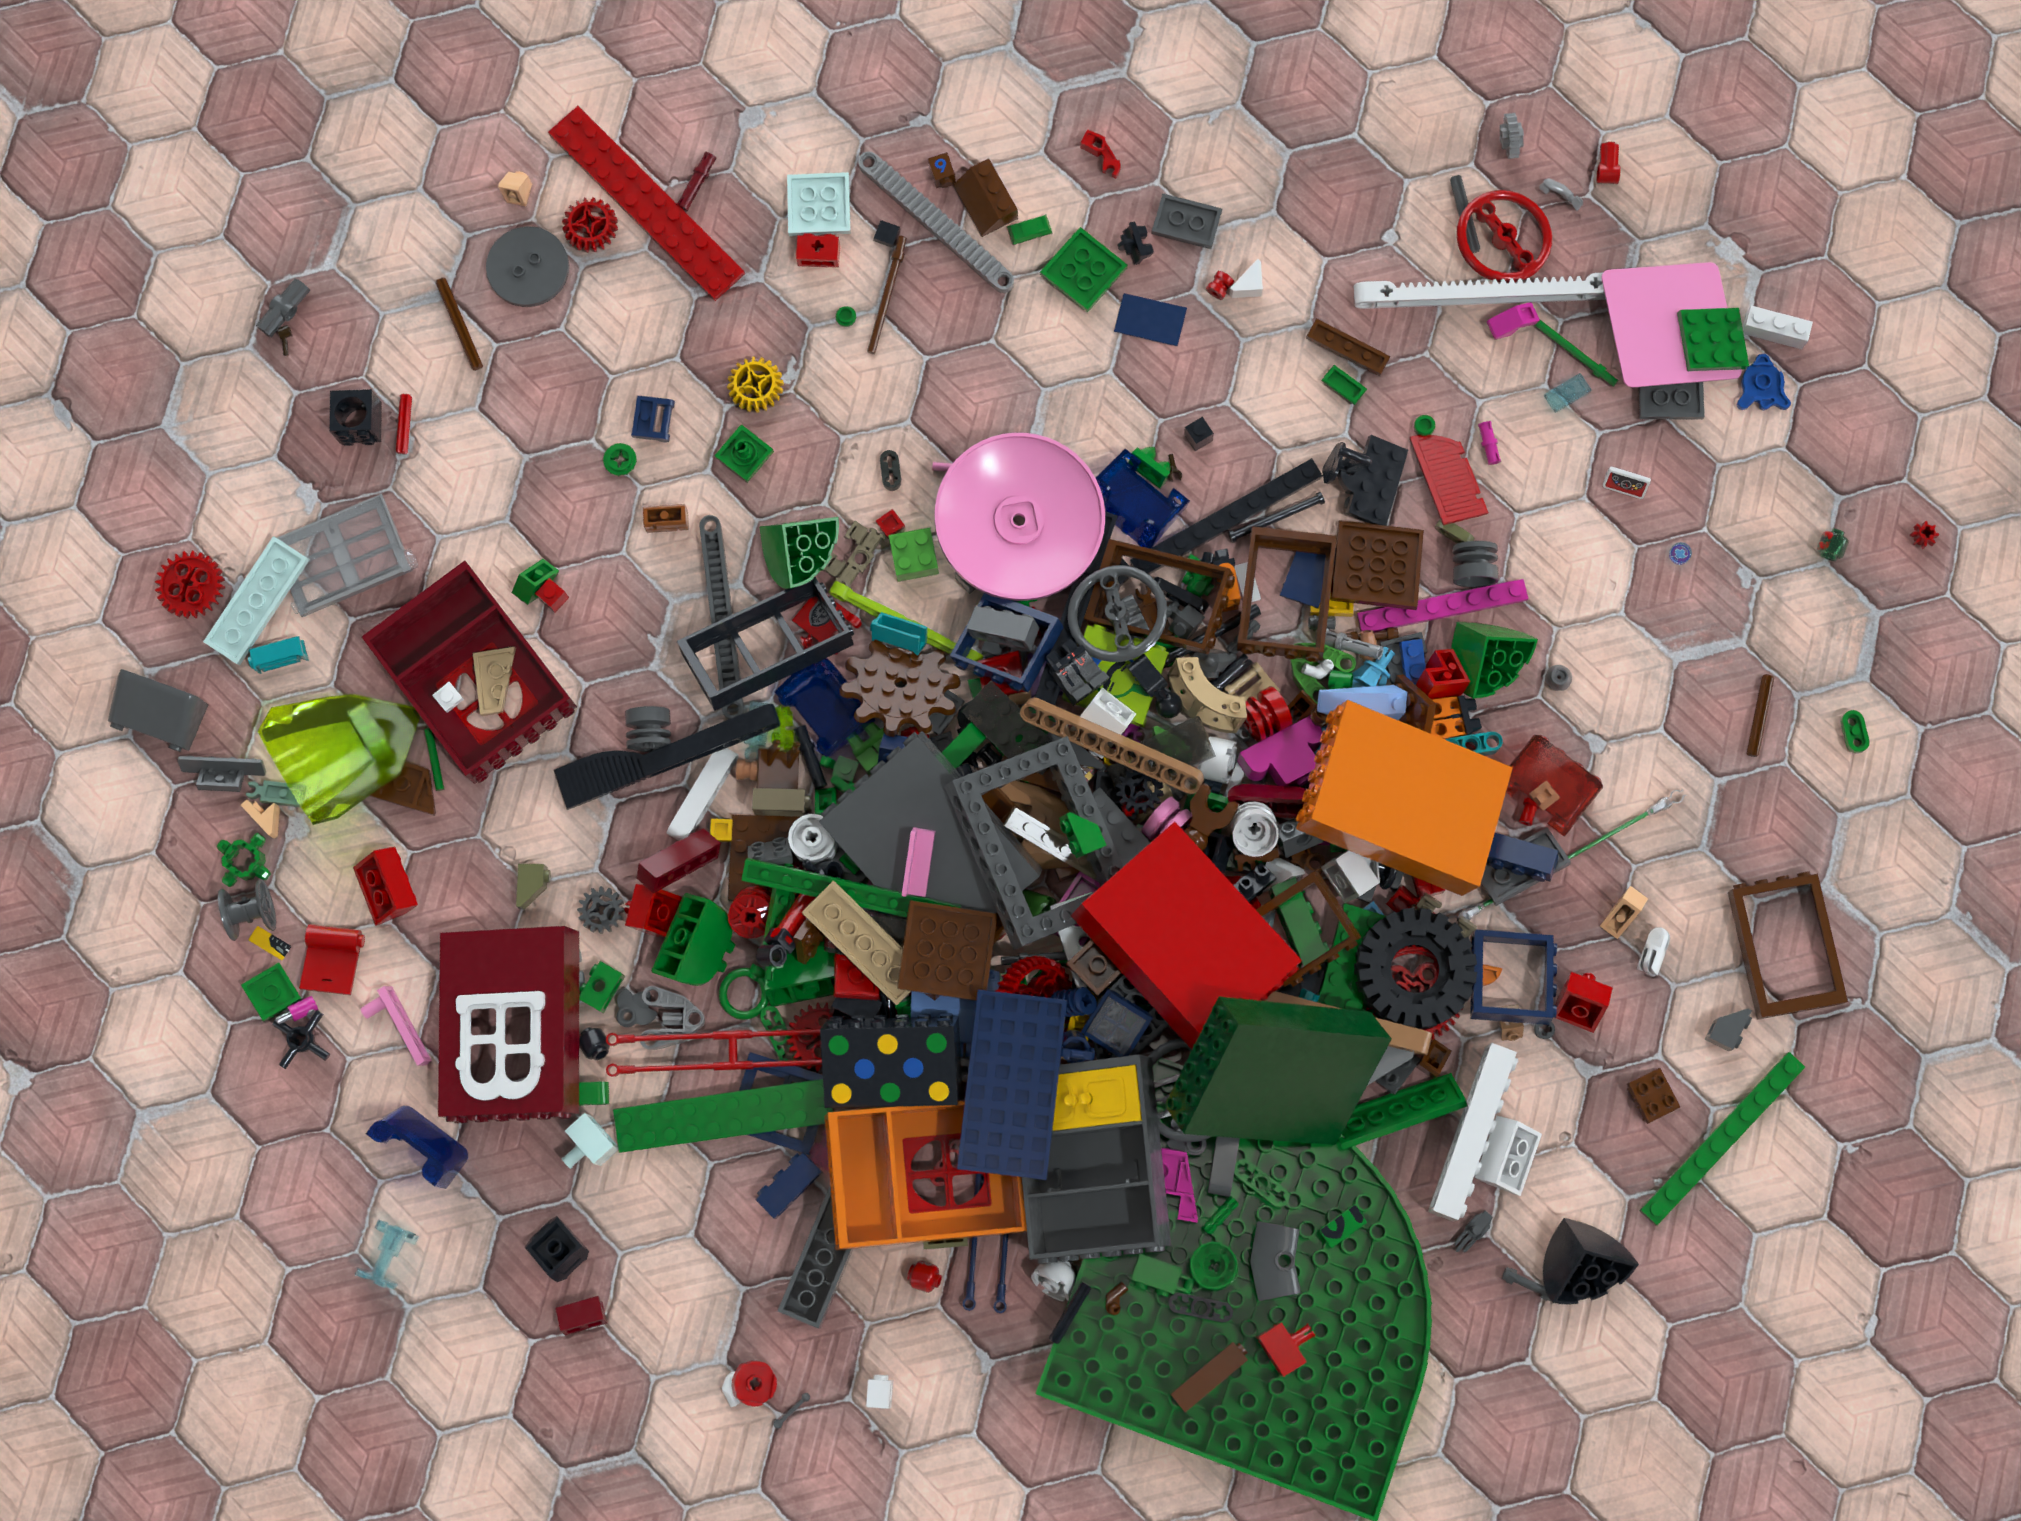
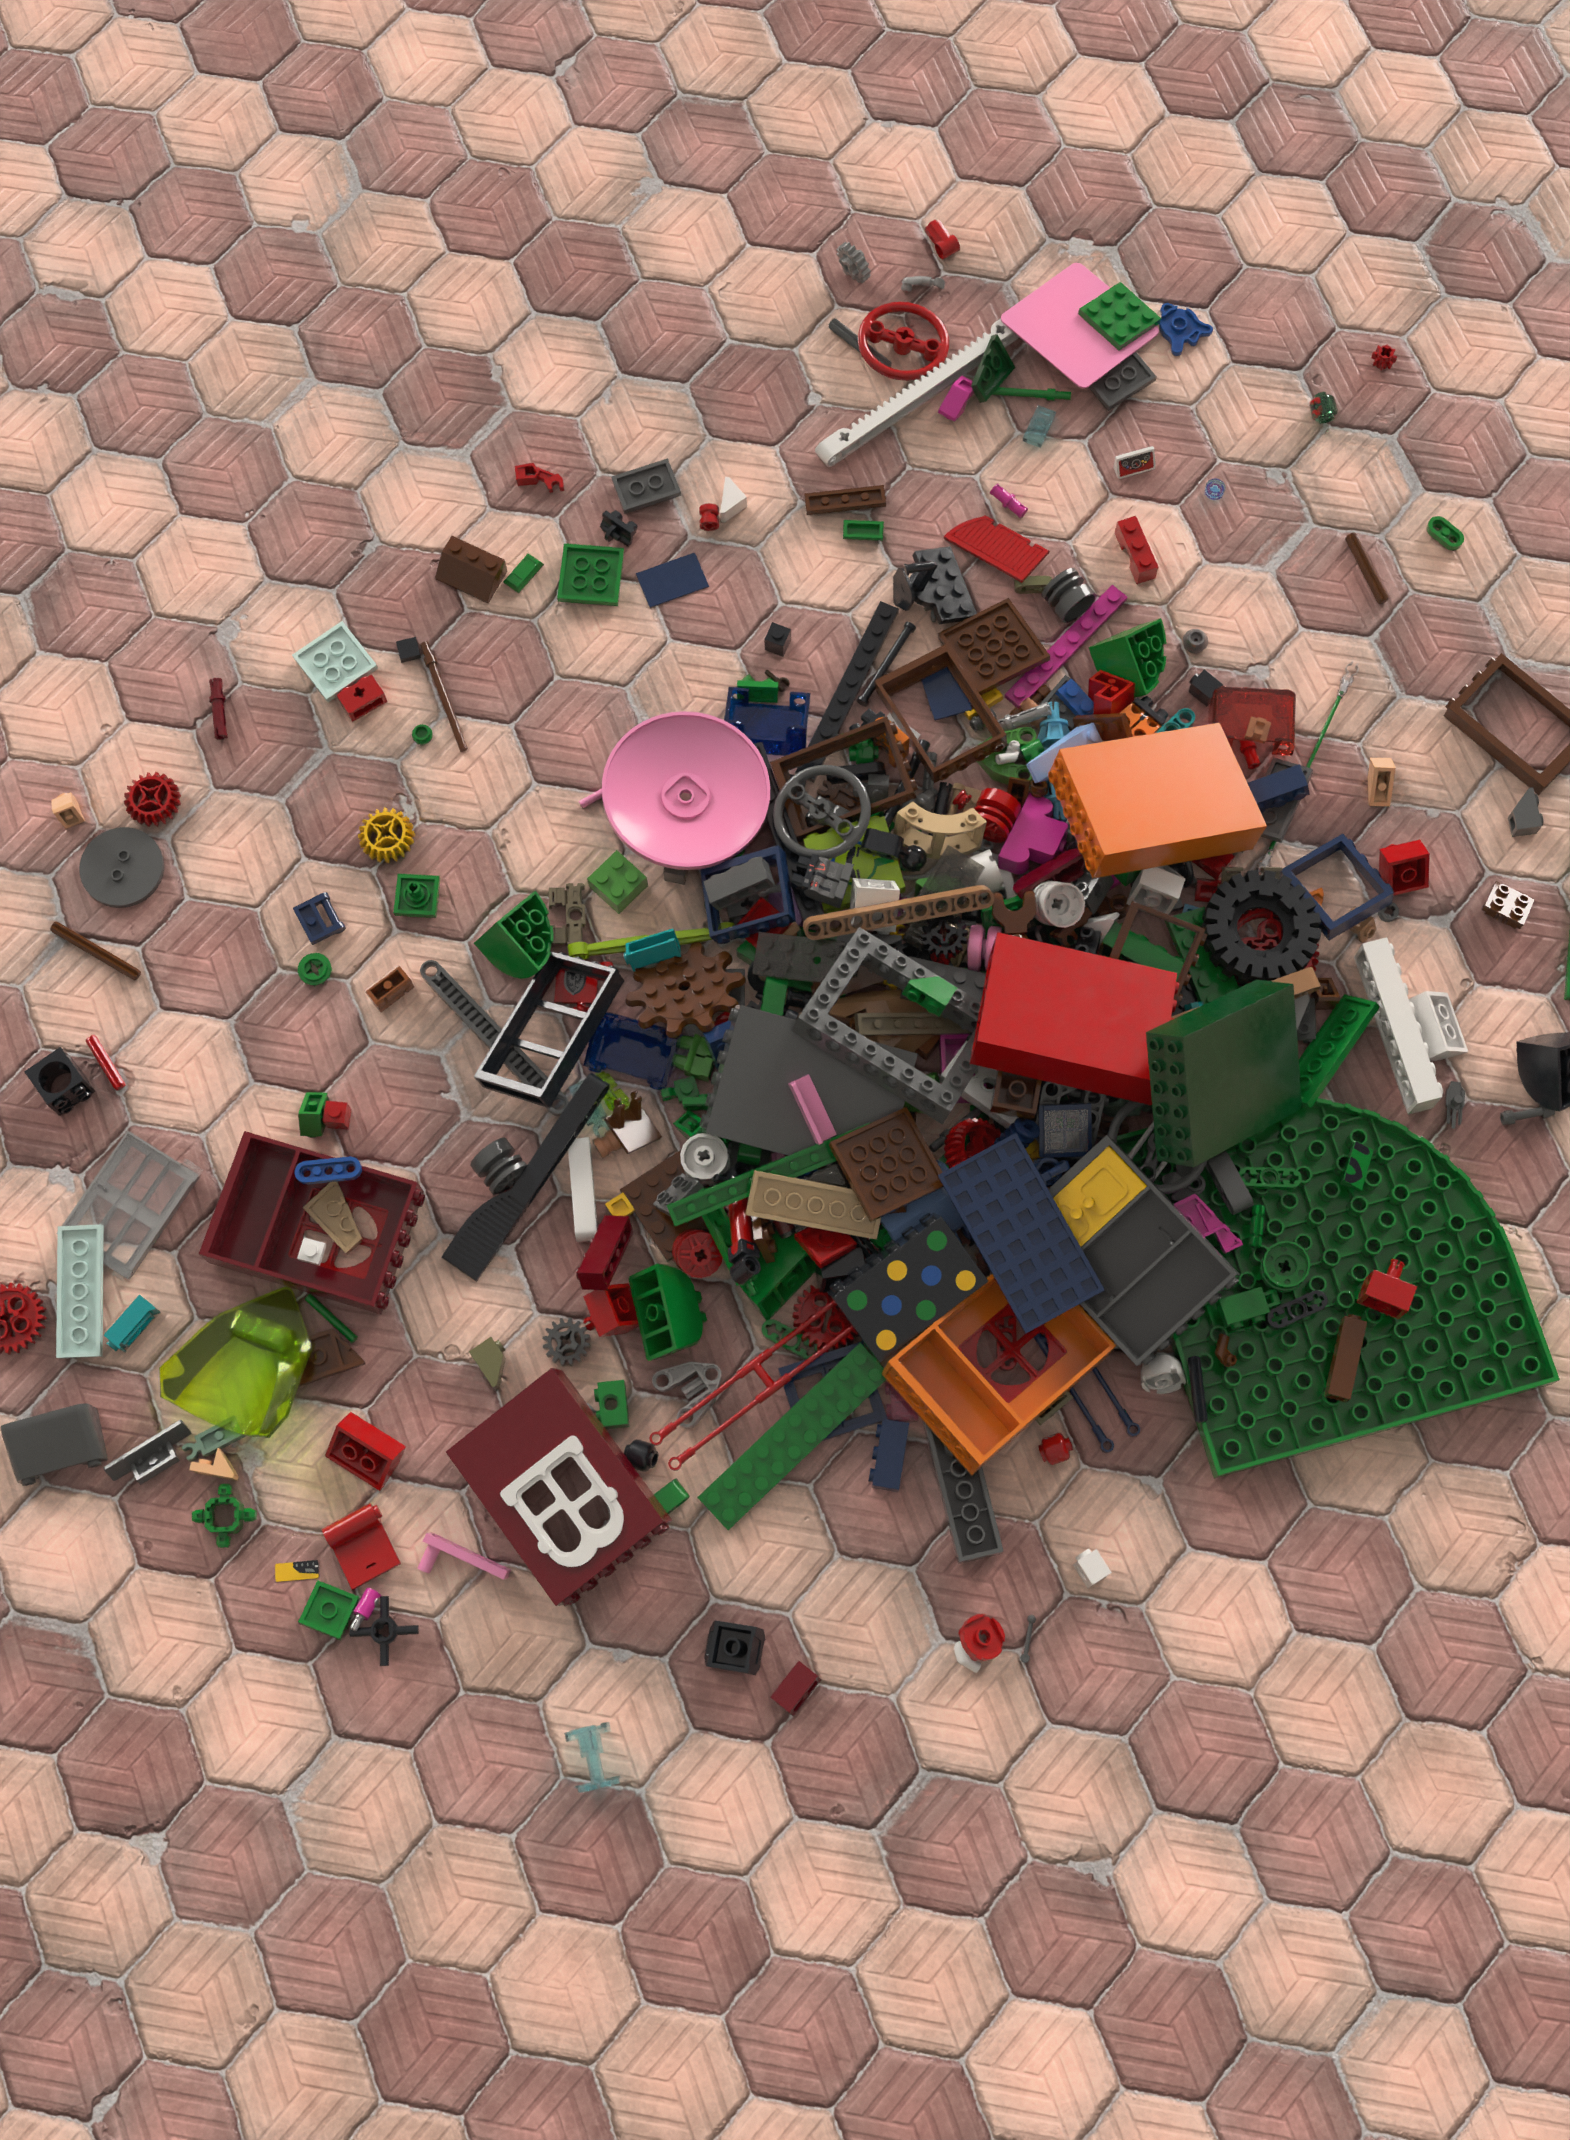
camera: 40 degrees left, 5 degrees down
(247, 909) = (259, 1553): dark grey piece -> none
(443, 1152) = (583, 1635): clear blue windscreen -> none
(499, 633) = (319, 1167): none -> blue plate
(590, 1141) = (698, 1536): light aqua brick -> none
(636, 1006) = (653, 1401): dark grey plate -> none
(646, 203) = (187, 752): red plate -> none
(755, 973) = (734, 1303): green piece -> none
(781, 802) = (655, 1148): dark tan window -> none
(810, 757) = (651, 1099): black pin -> none
(890, 523) = (579, 871): red plate -> none
(895, 470) = (551, 827): pearl dark grey beam -> none
(936, 222) = (442, 614): light grey gear -> none
(942, 170) = (418, 571): reddish brown brick -> none
(1249, 680) = (961, 799): none -> red bush
(1268, 1245) = (1313, 1222): dark grey panel -> none
(1424, 425) = (948, 521): green tile -> none
(1534, 723) = (1203, 686): none -> black brick
(1560, 316) = (993, 369): none -> dark green wing
(1567, 562) = (1142, 561): none -> red arch
(1654, 951) = (1425, 795): white arm -> none
(1776, 327) = (1160, 277): white brick -> none

